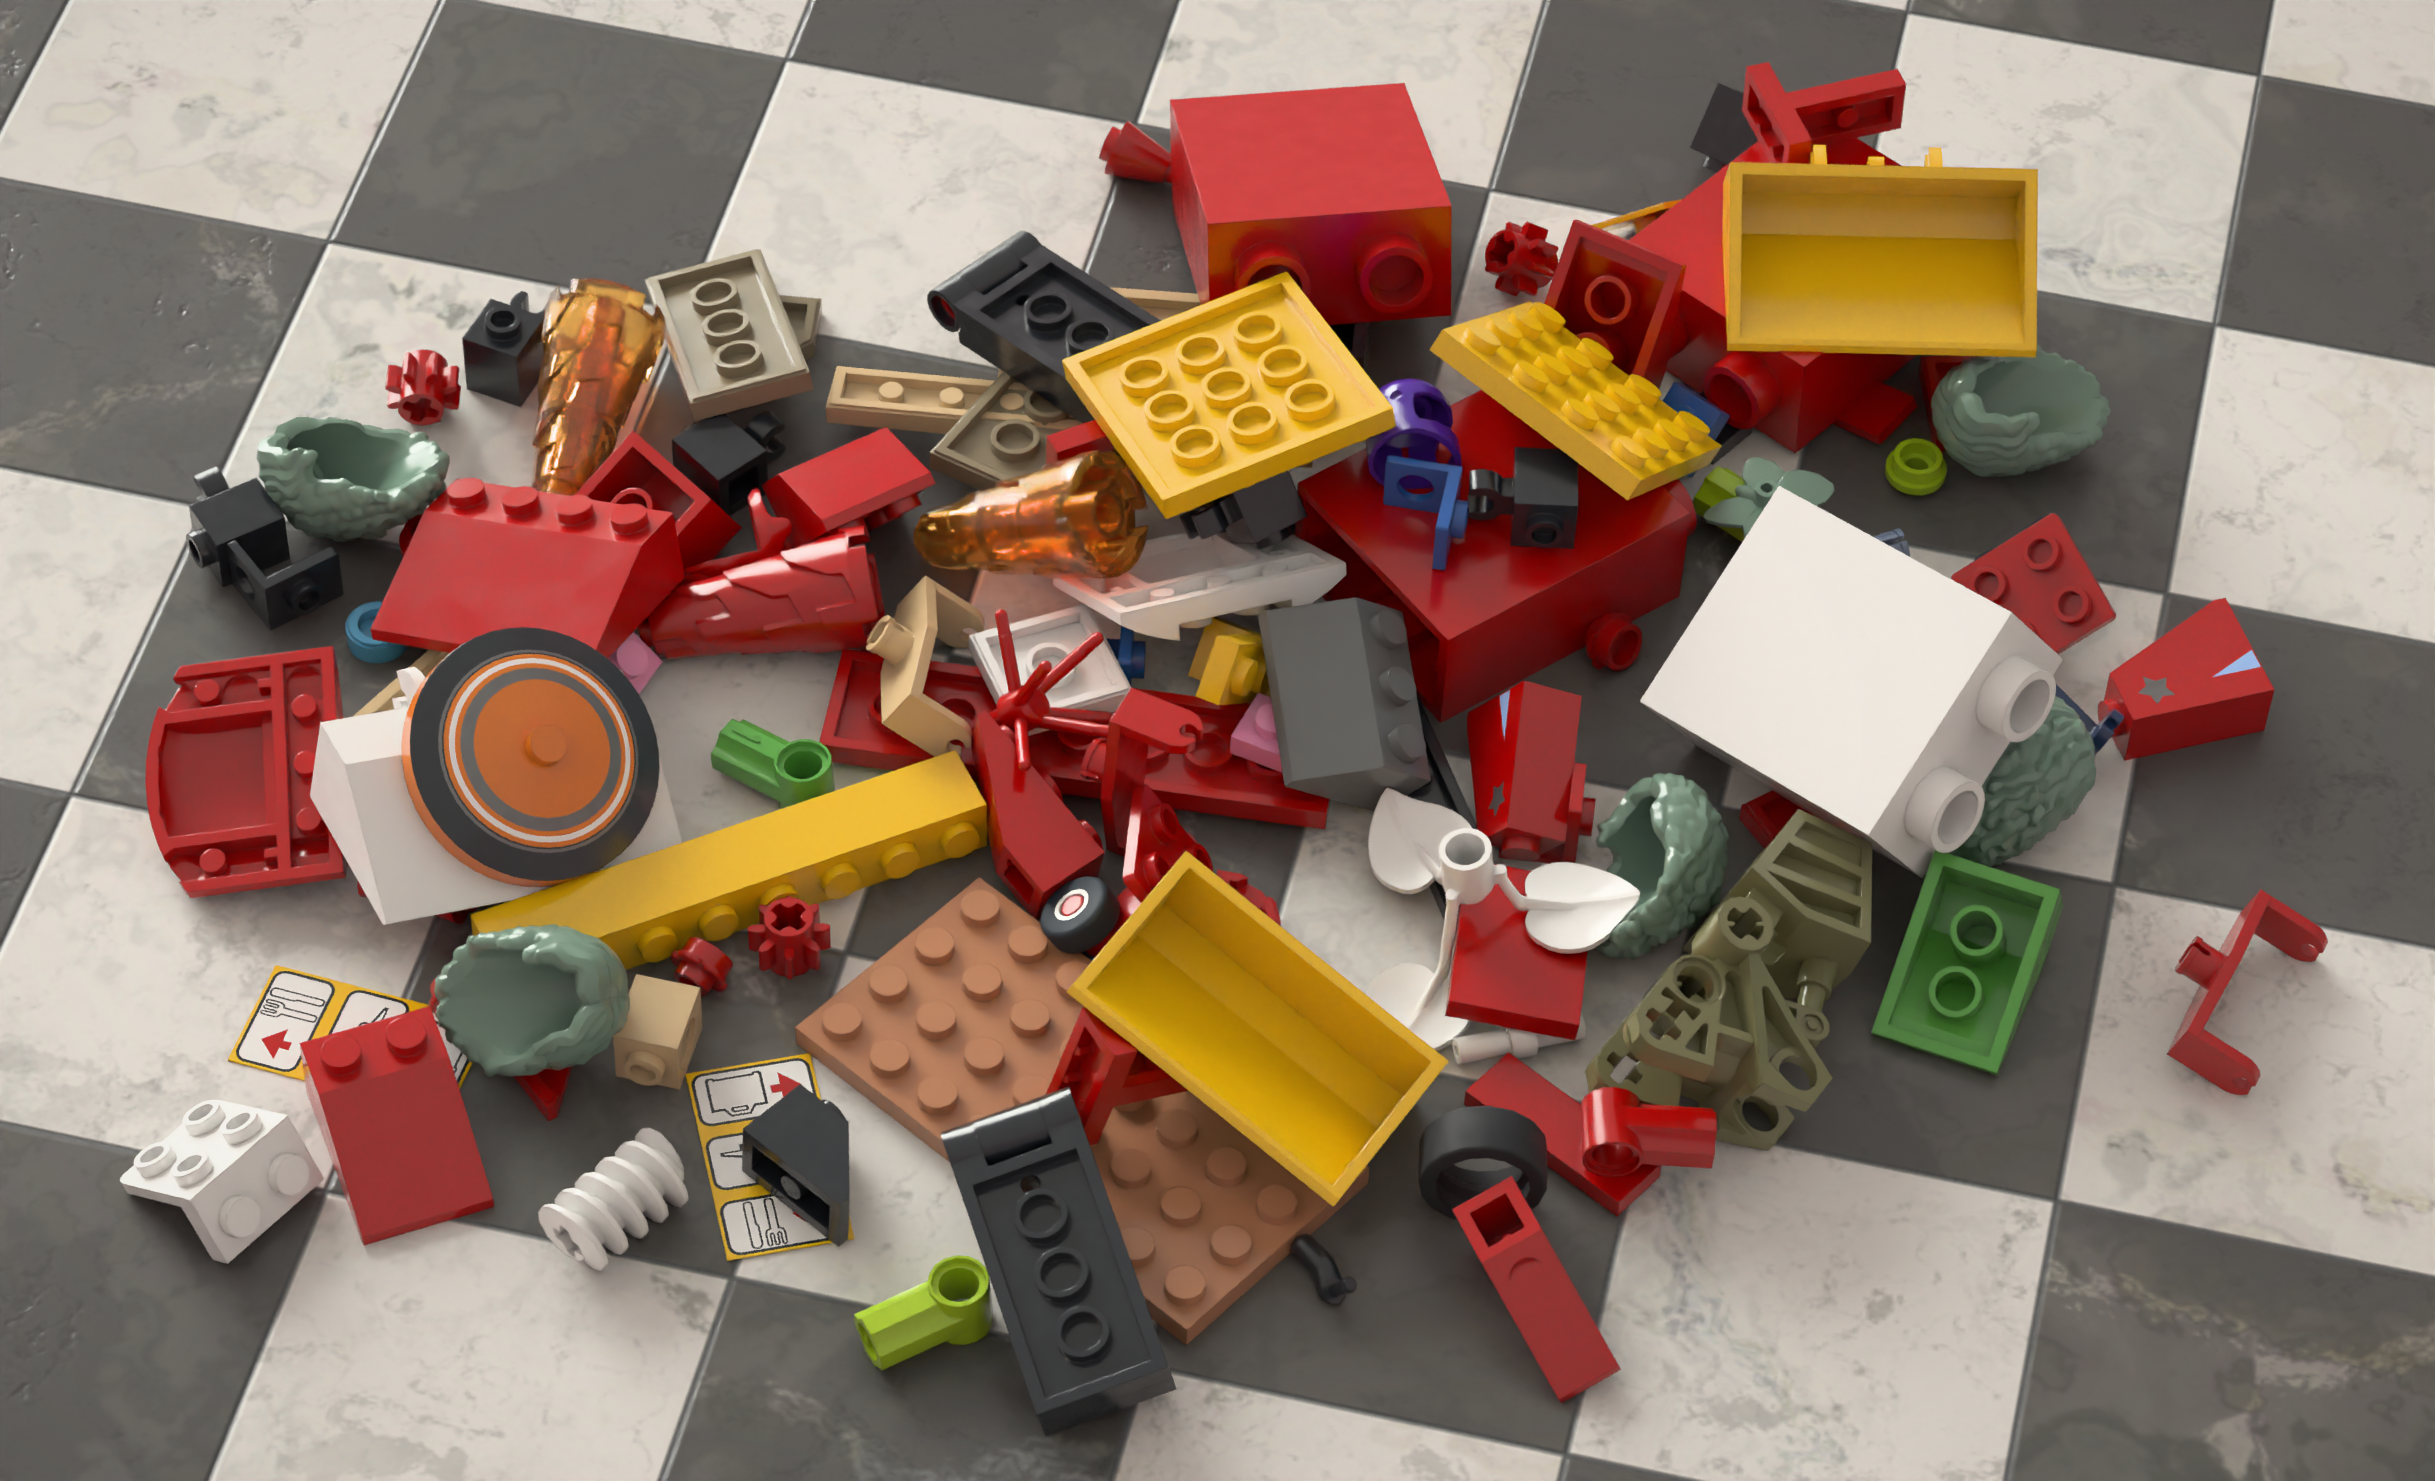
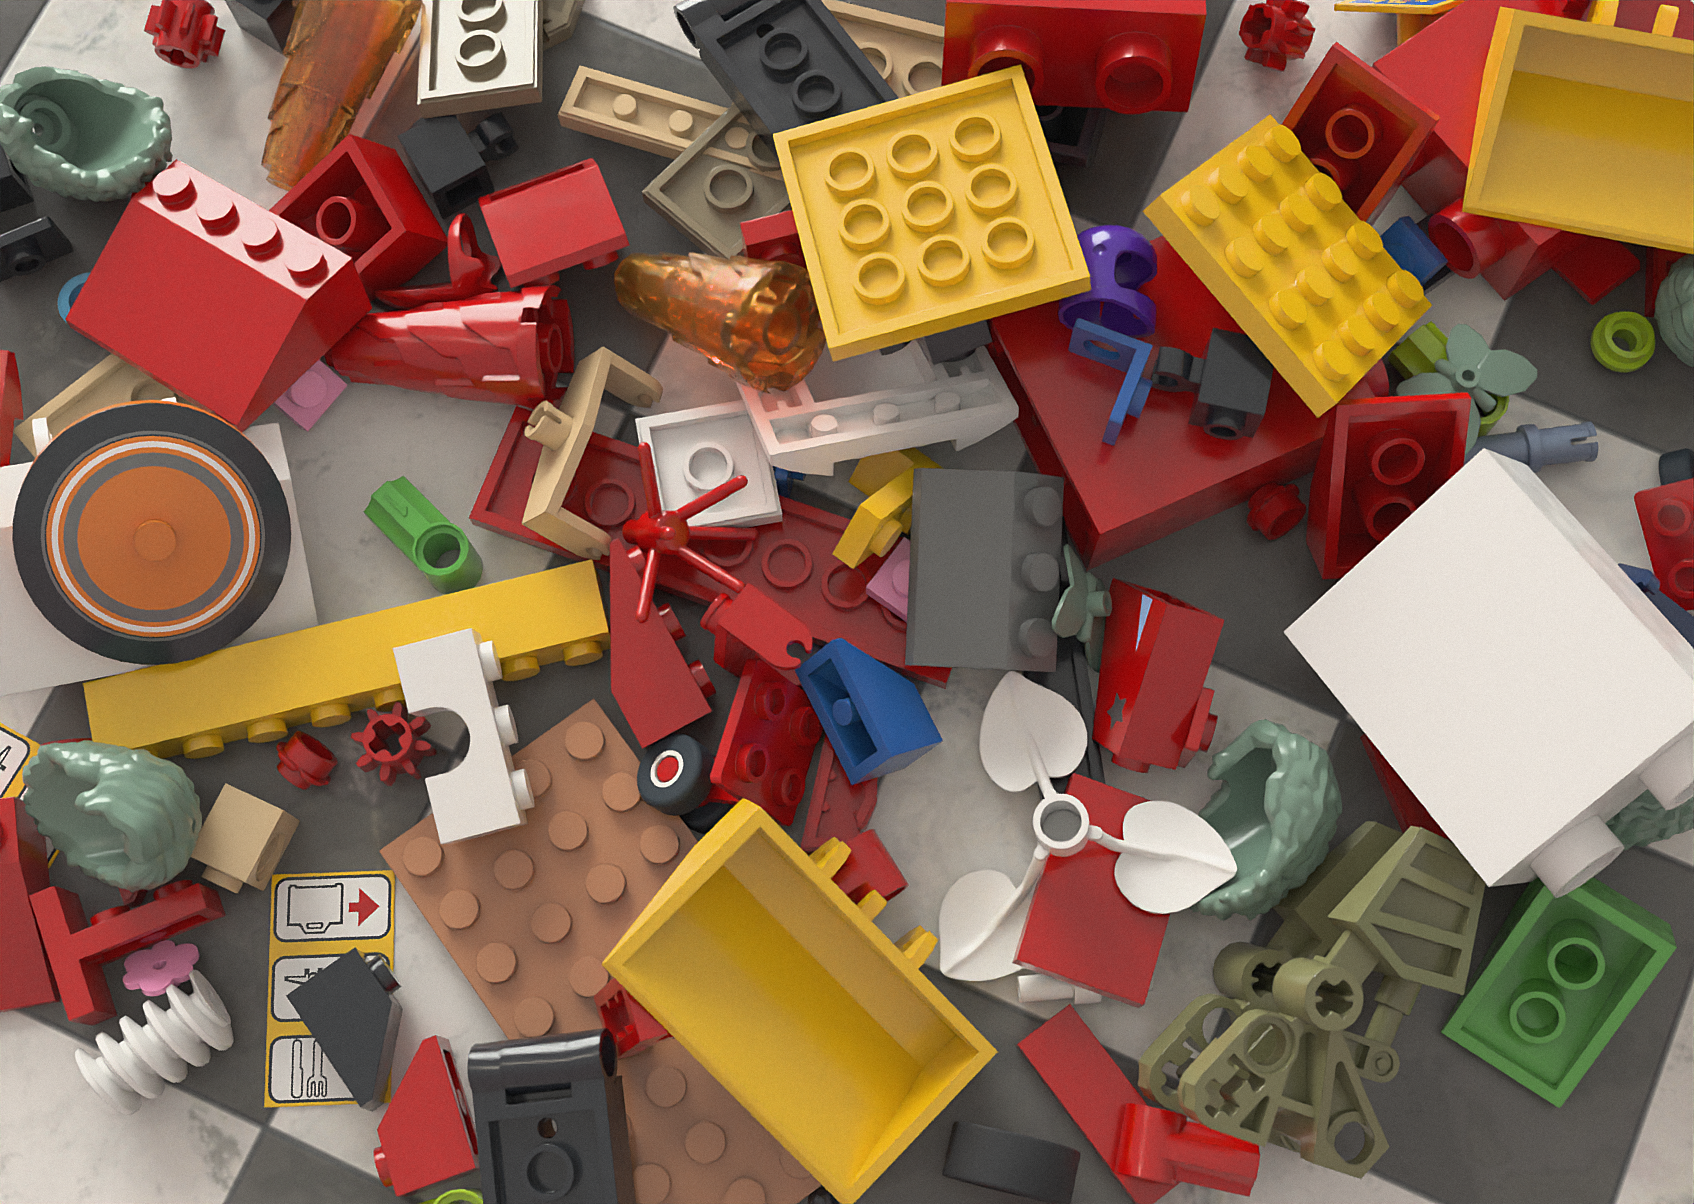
camera: 15 degrees right, 25 degrees up
(551, 1127) = (81, 950): none -> red bracket
(592, 1152) = (159, 967): none -> bright pink plant
(853, 849) = (484, 790): none -> white arch
(903, 1228) = (427, 1126): none -> red slope
(1255, 838) = (867, 711): none -> blue slope
(1448, 726) = (1083, 609): none -> sand green piece
(1685, 546) = (1378, 469): none -> red slope

